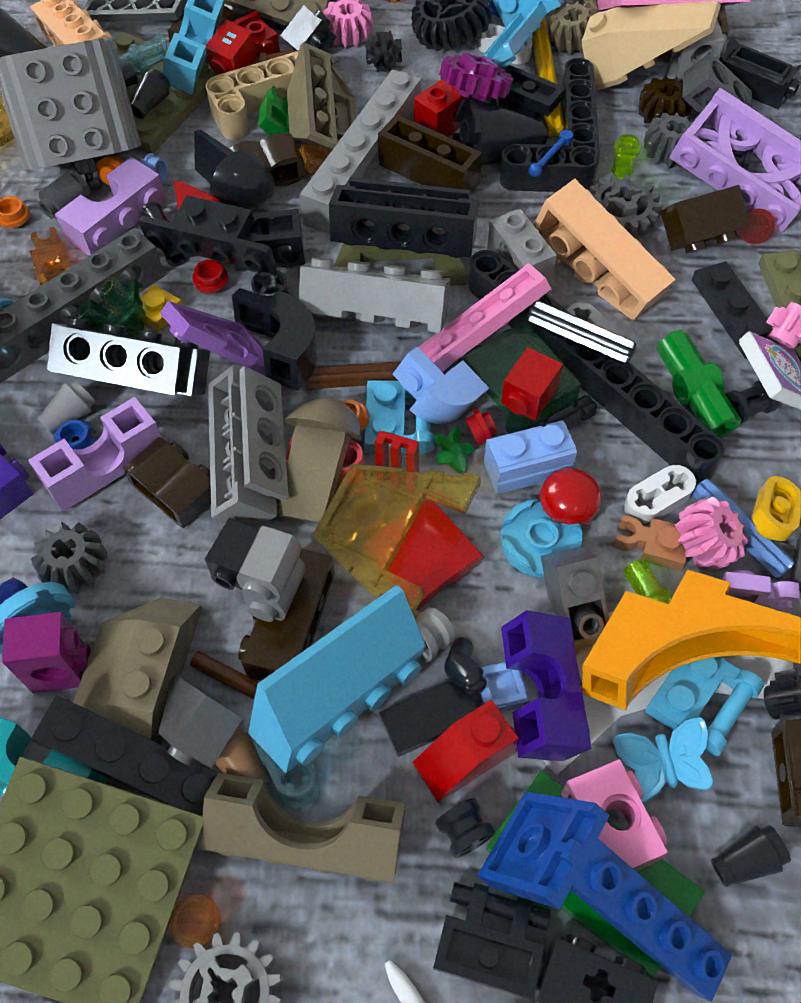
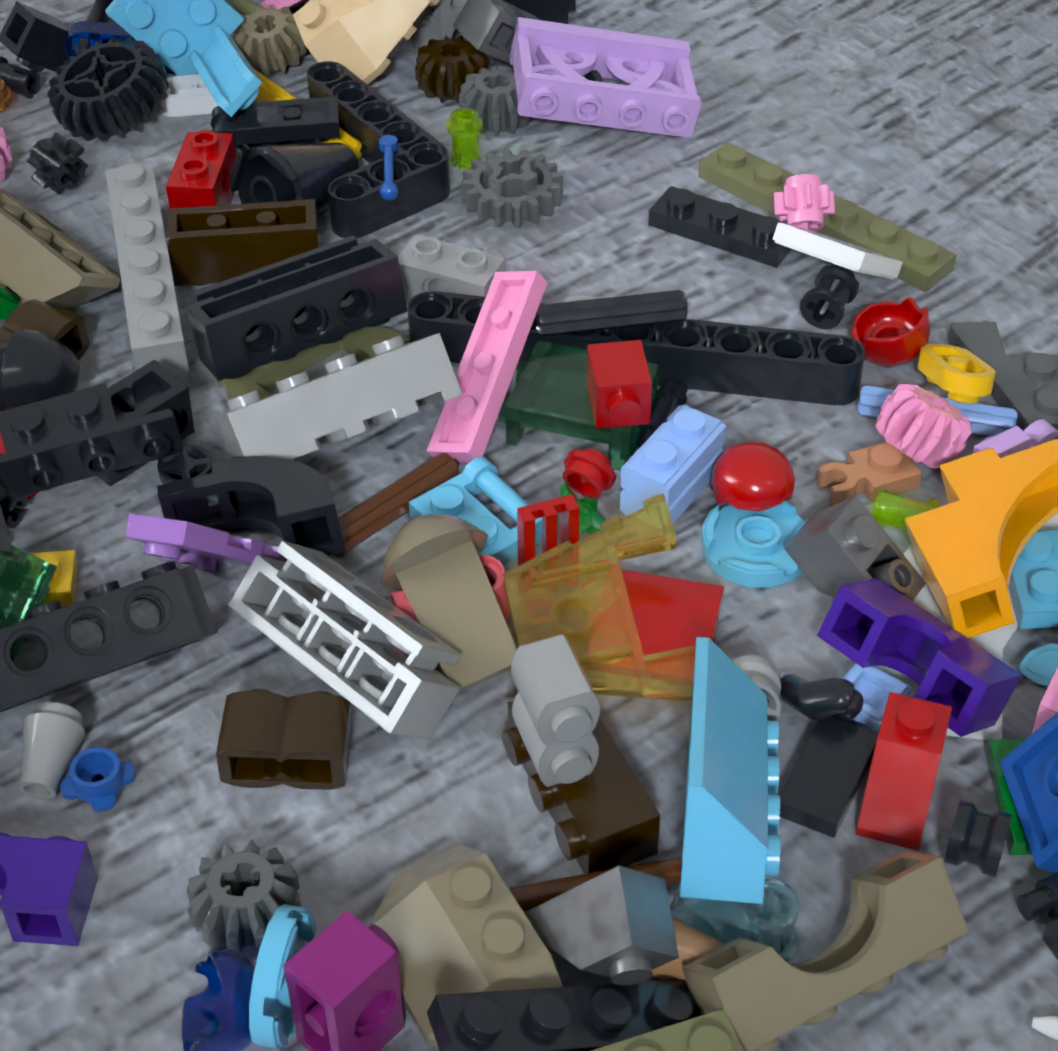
camera: 40 degrees left, 15 degrees down
(78, 473) = (152, 798): lavender arch -> none
(209, 276) = (85, 507): red plate -> none
(229, 553) = (454, 758): black brick -> none
(313, 156) = (99, 313): clear orange plate -> none
(439, 396) = (512, 457): light blue brick -> none
(475, 76) = (237, 122): magenta gear -> none
(601, 250) = (546, 233): light nougat wedge -> none
(655, 488) = (822, 428): white beam -> none
(698, 383) = (759, 304): green piece -> none
(705, 218) = (613, 154): dark brown brick -> none
(761, 226) = (666, 139): clear red plate -> none
(763, 452) = (892, 332): none -> red hair

